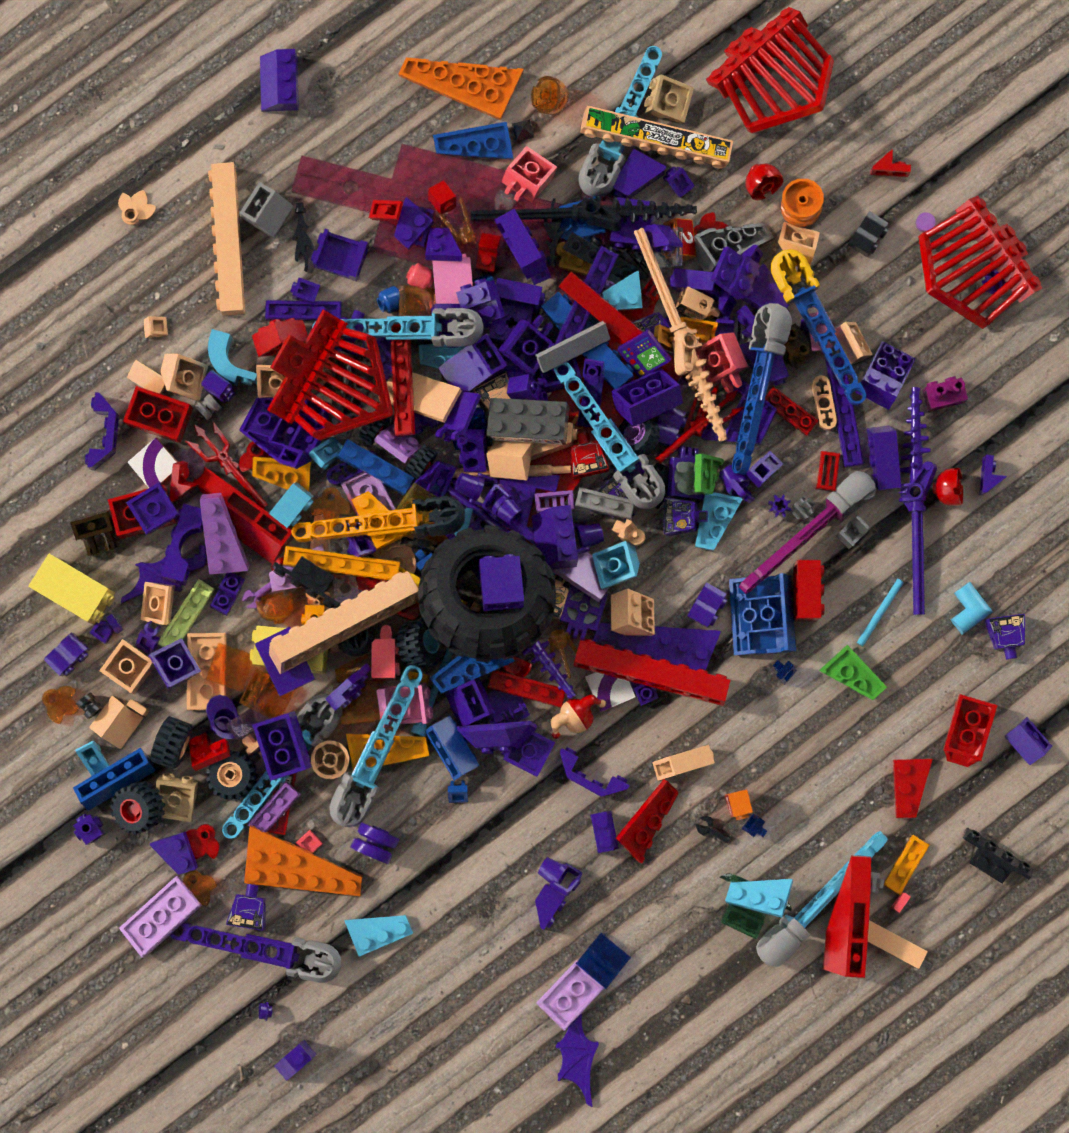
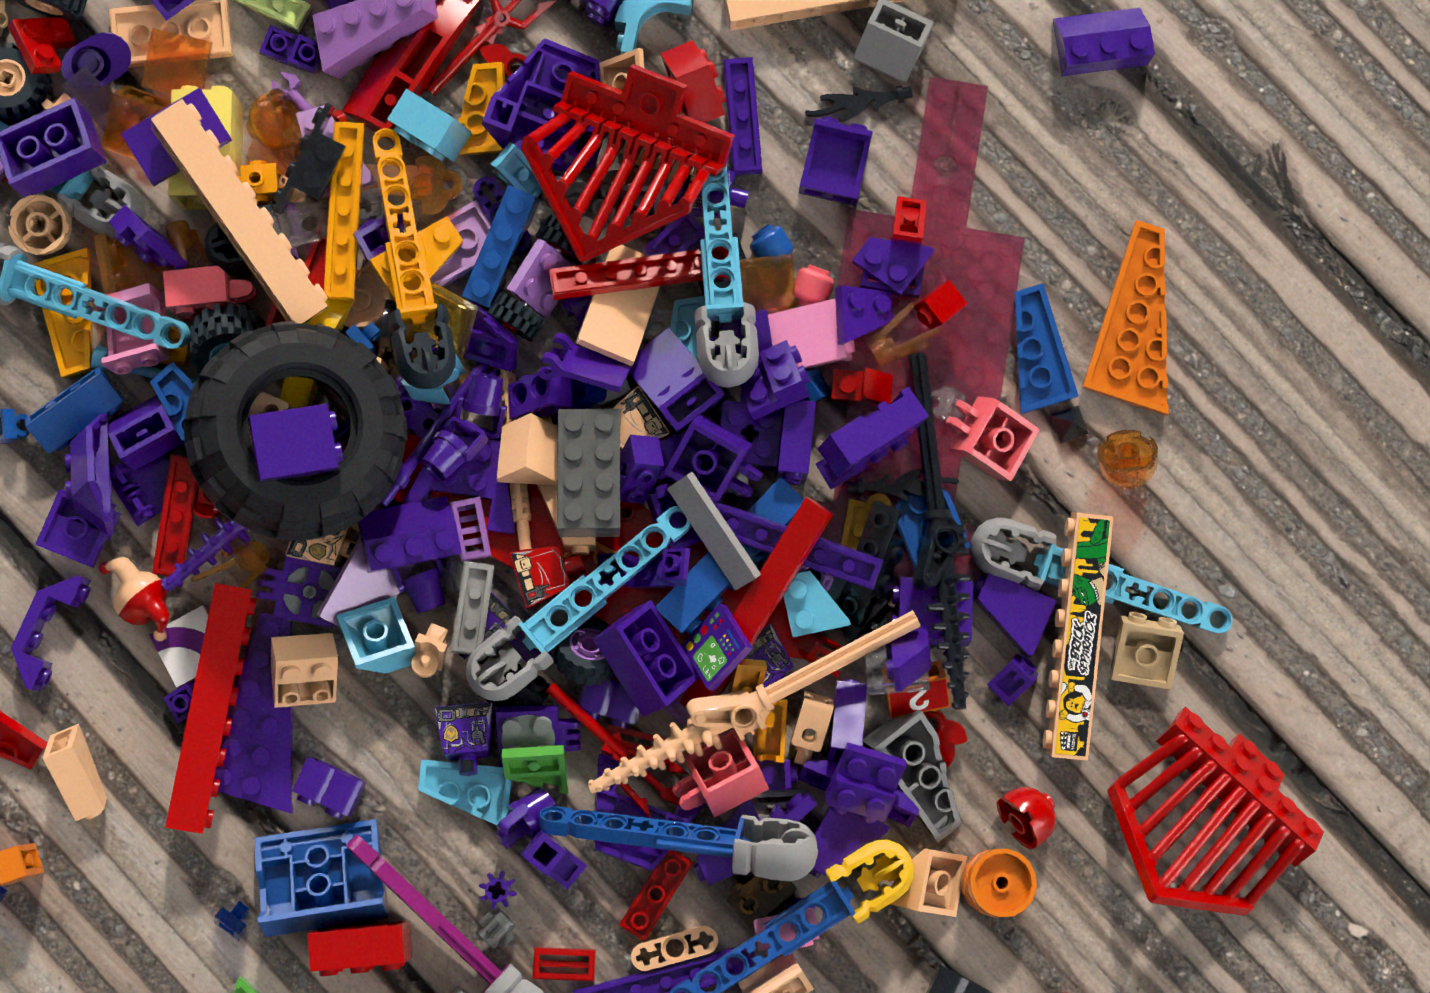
camera: 80 degrees right, 0 degrees up
(305, 290) = (772, 113): dark purple bracket -> none

